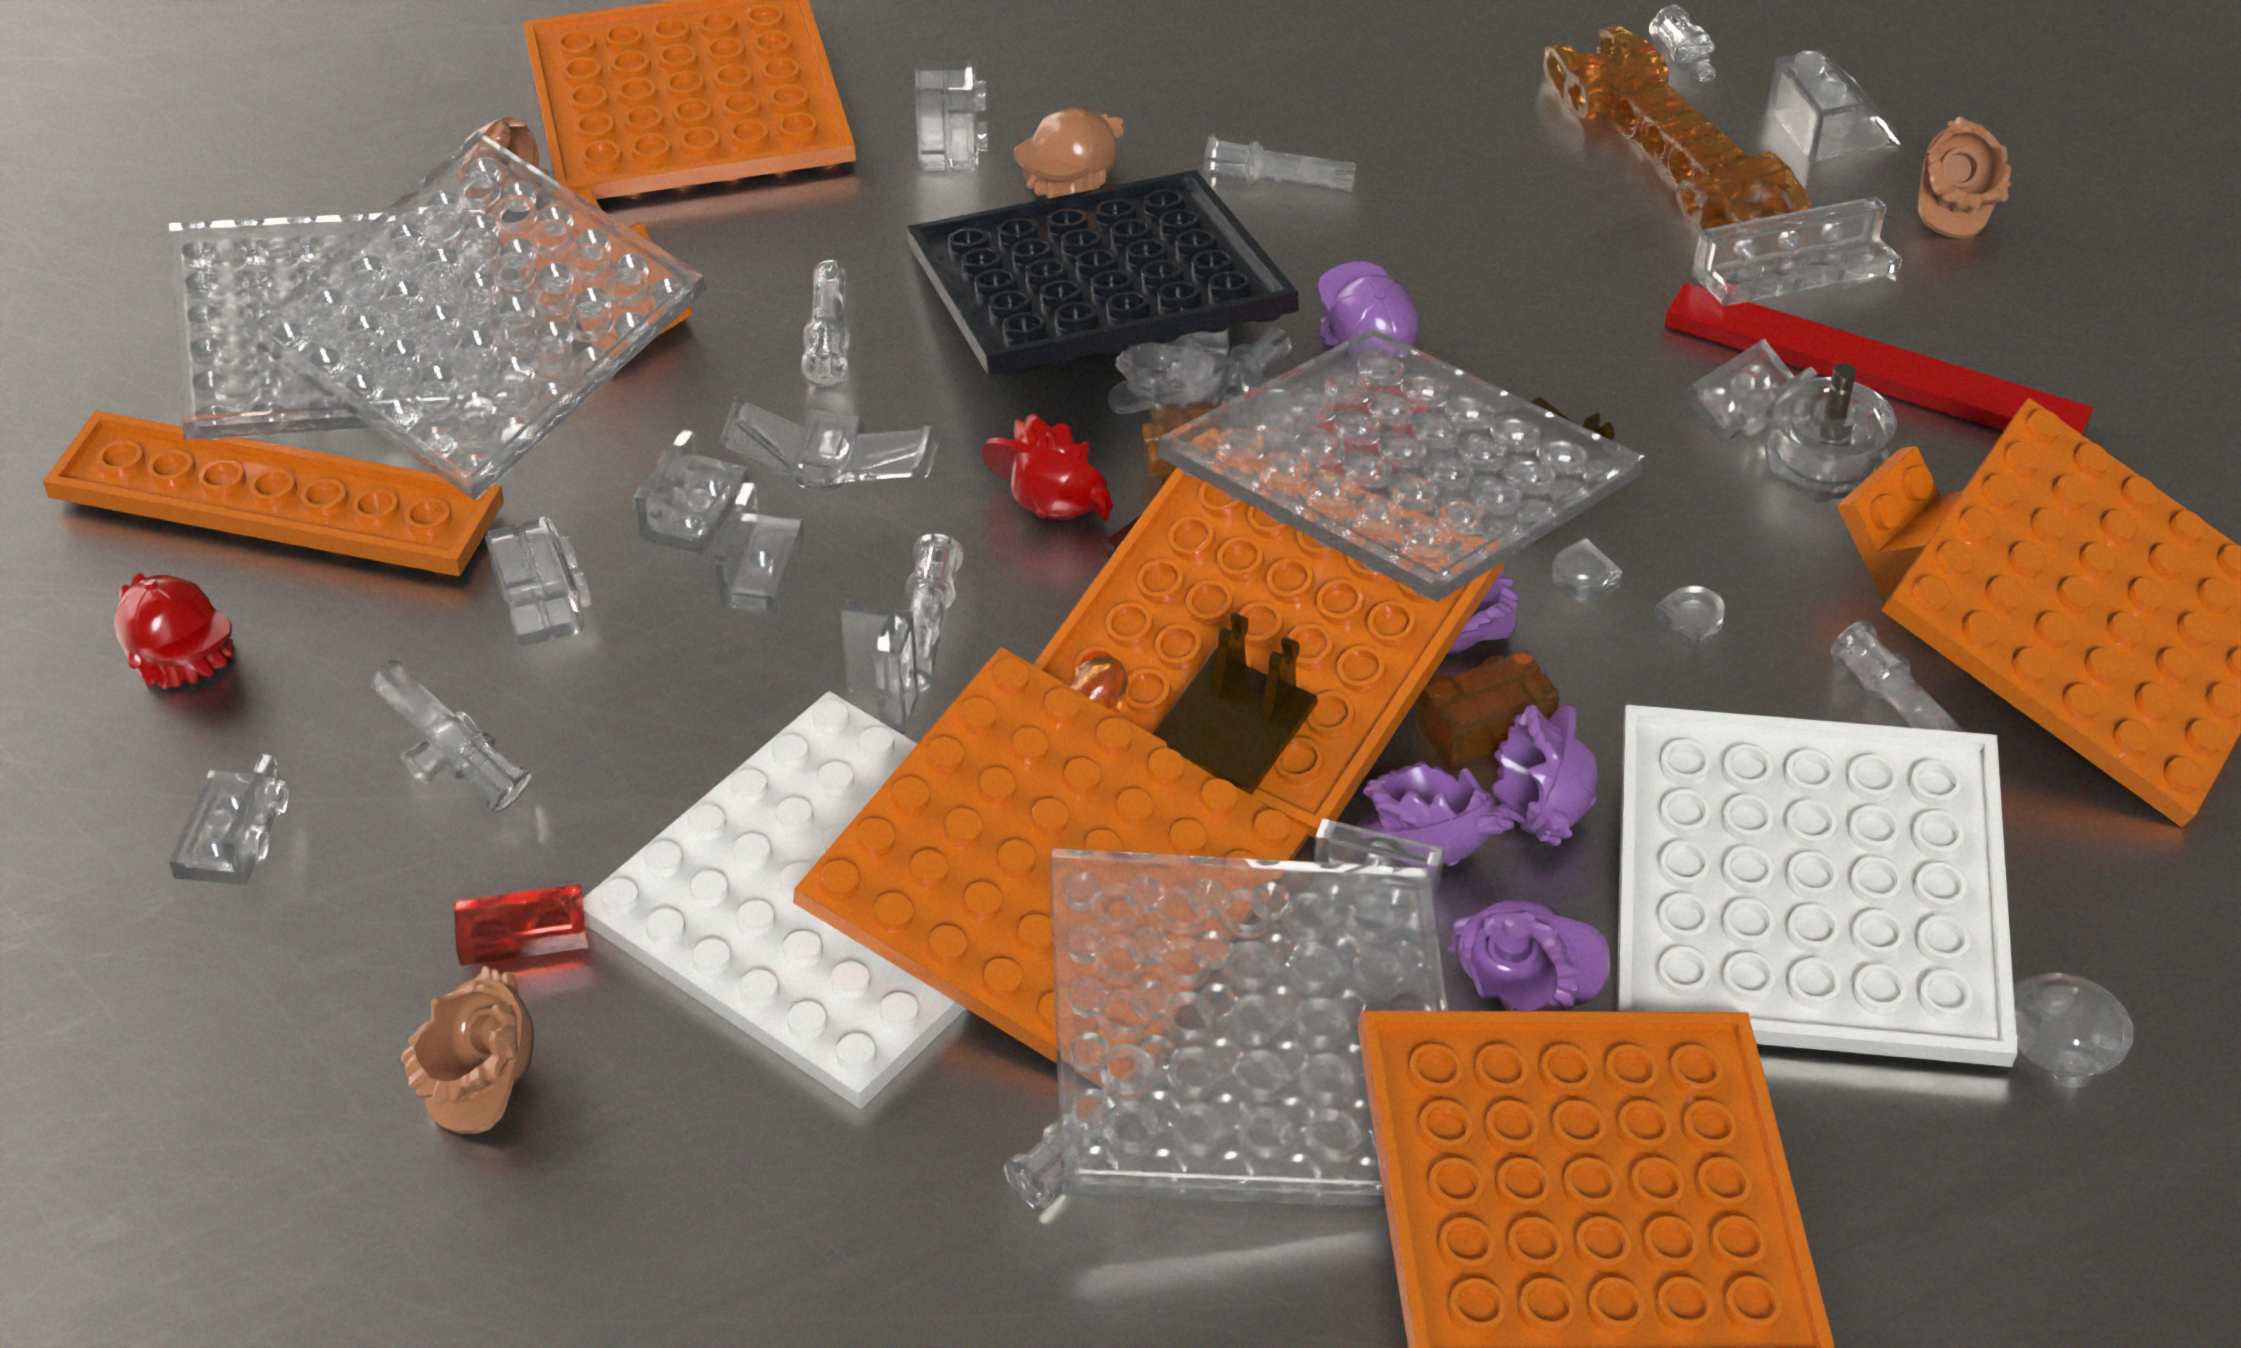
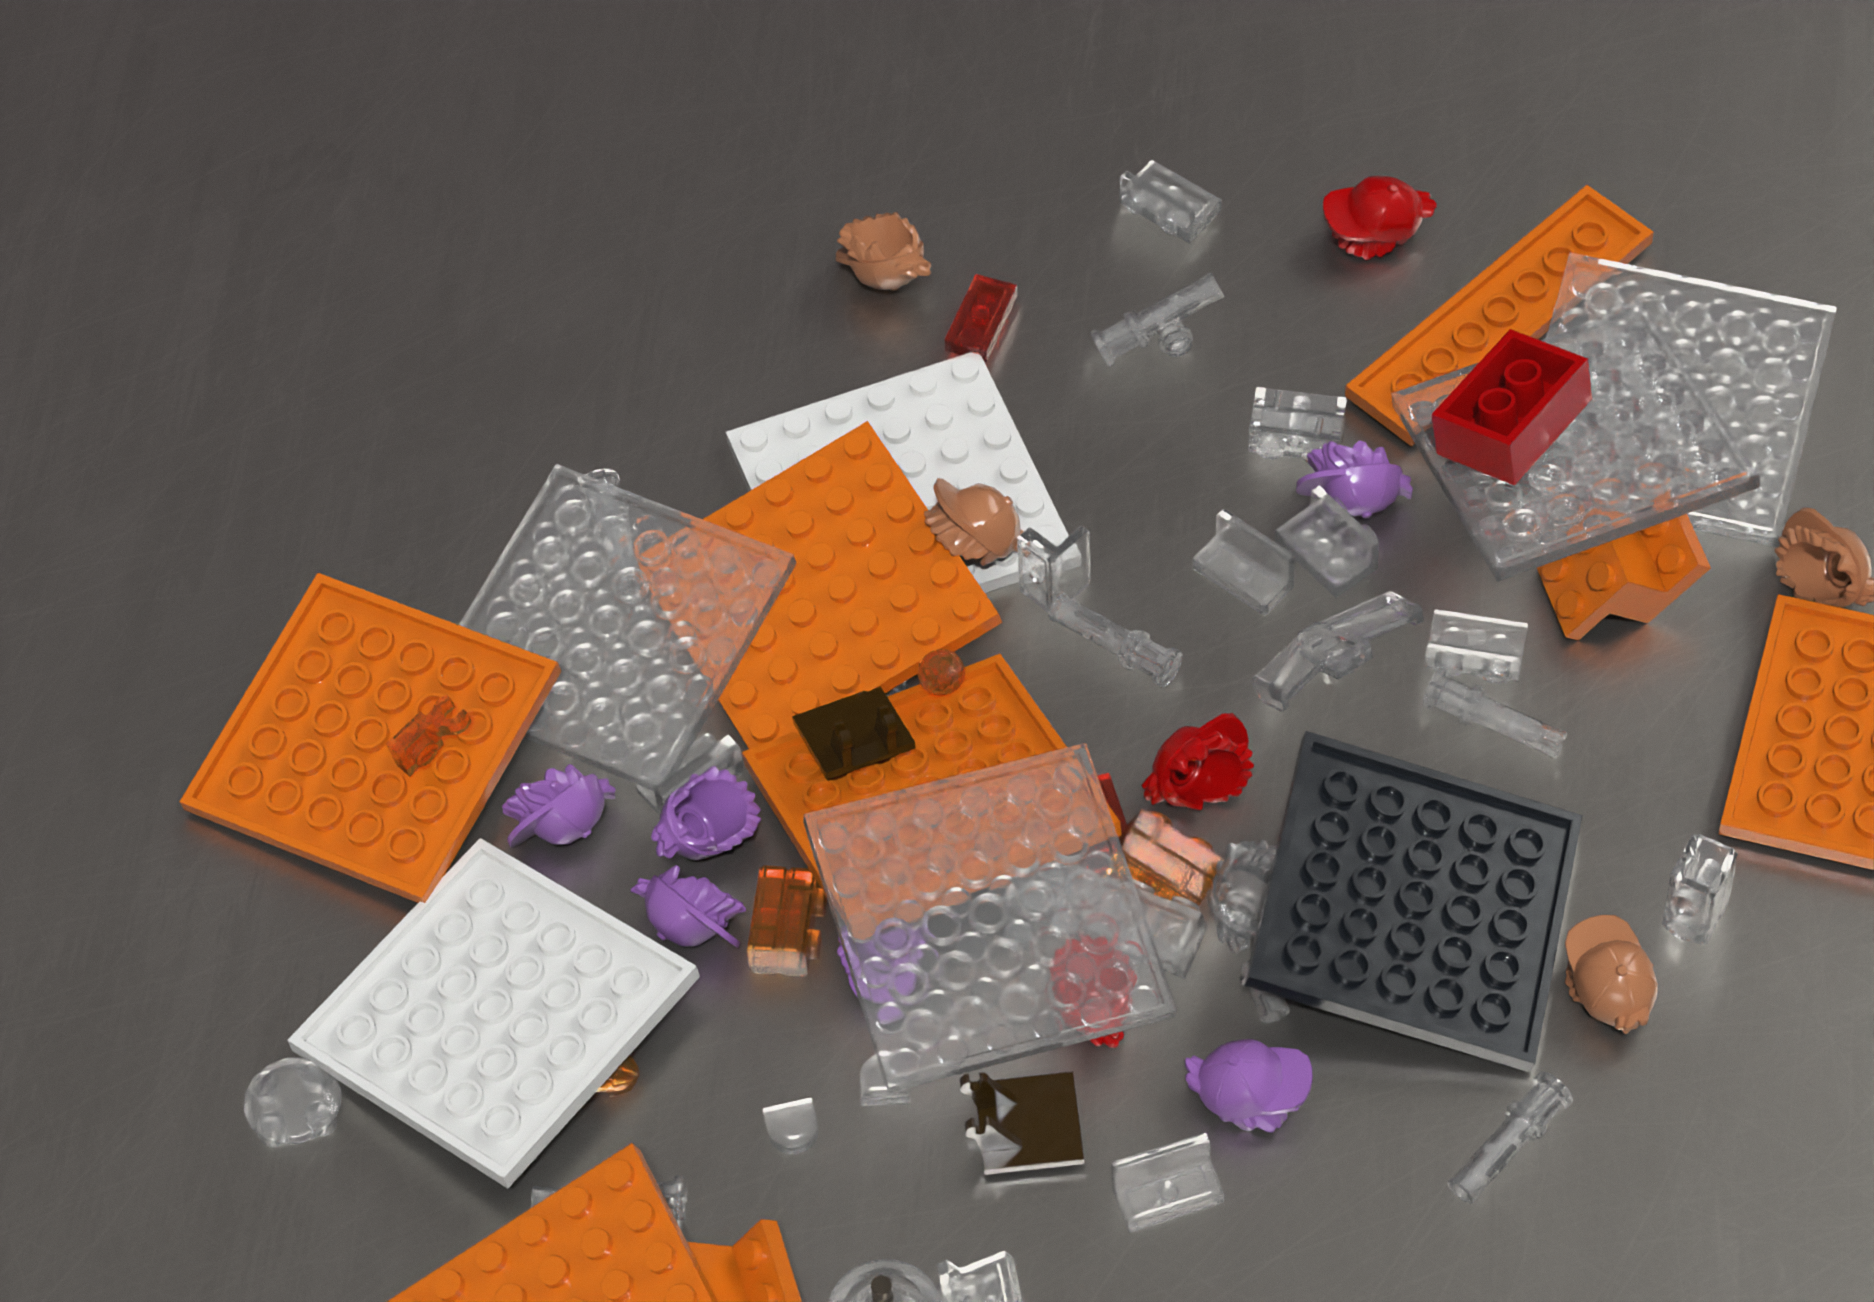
camera: 125 degrees right, 10 degrees up
(481, 320) = (1512, 406): none -> red brick
(597, 500) = (1356, 476): none -> medium lavender hair
(756, 353) = (1476, 646): none -> clear bracket
(881, 726) = (974, 521): none -> nougat hair
(1511, 340) = (1166, 1182): none -> clear panel
(1575, 1082) = (421, 737): none -> clear orange plate

